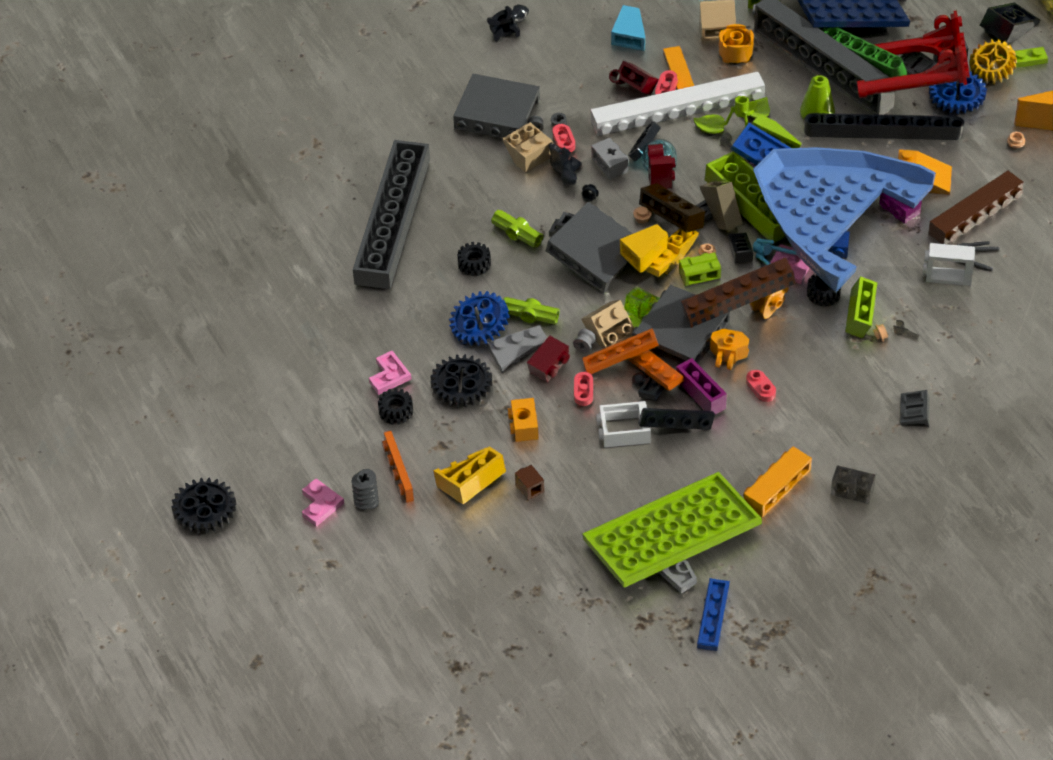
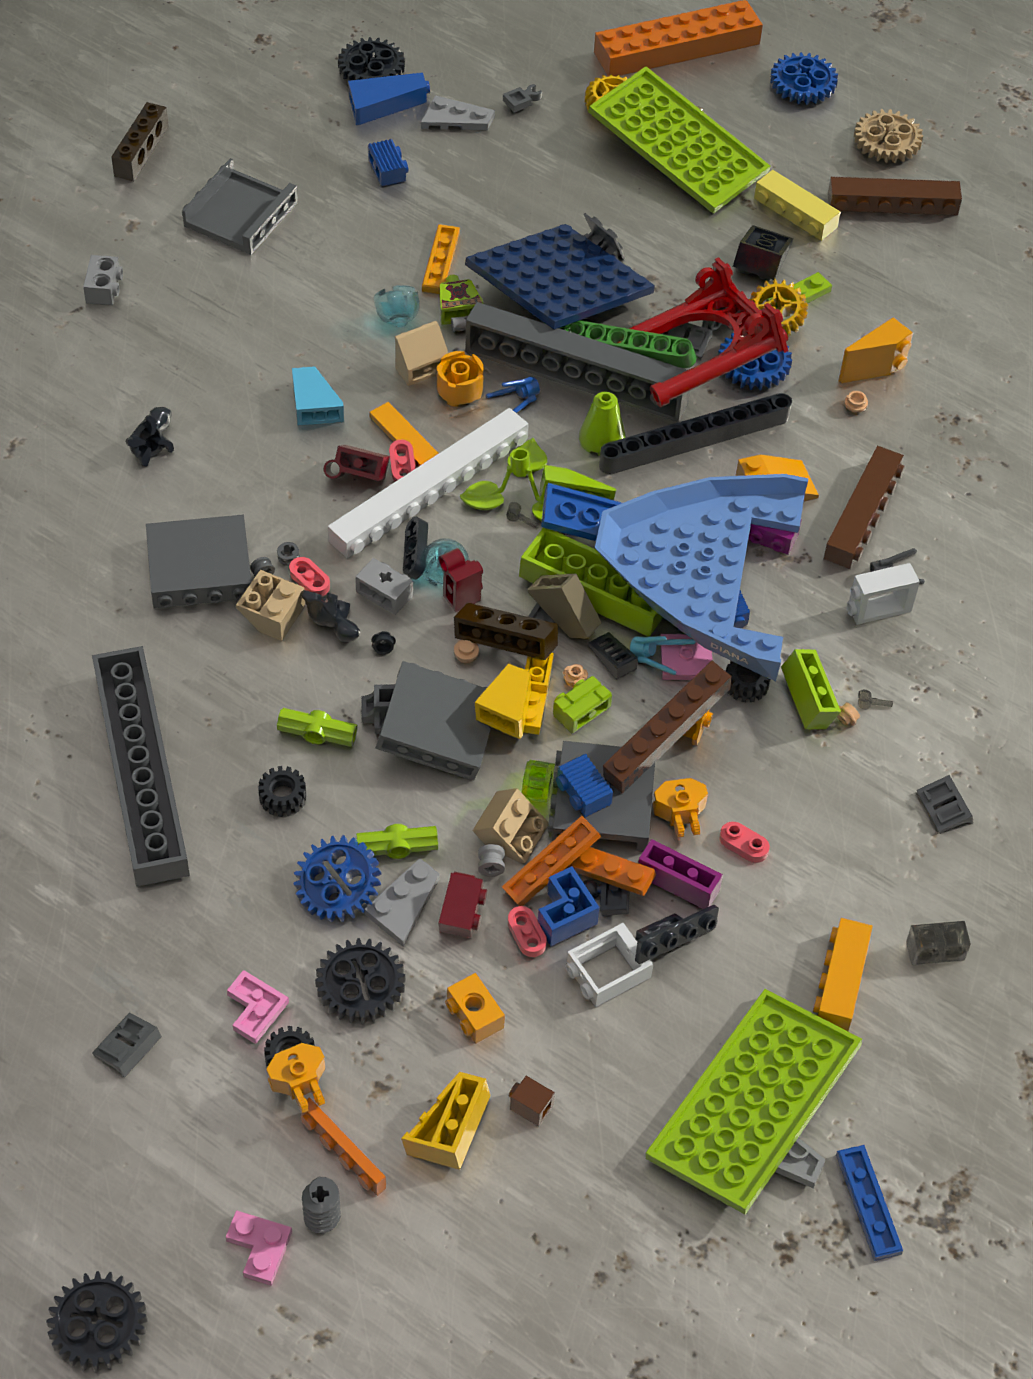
camera: 30 degrees left, 5 degrees up
(295, 375) = (120, 1054): none -> dark grey piece
(389, 414) = (298, 1075): none -> light orange hinge
(615, 385) = (571, 909): none -> blue brick
(666, 312) = (584, 785): none -> blue brick
(781, 64) = (525, 388): none -> blue plant

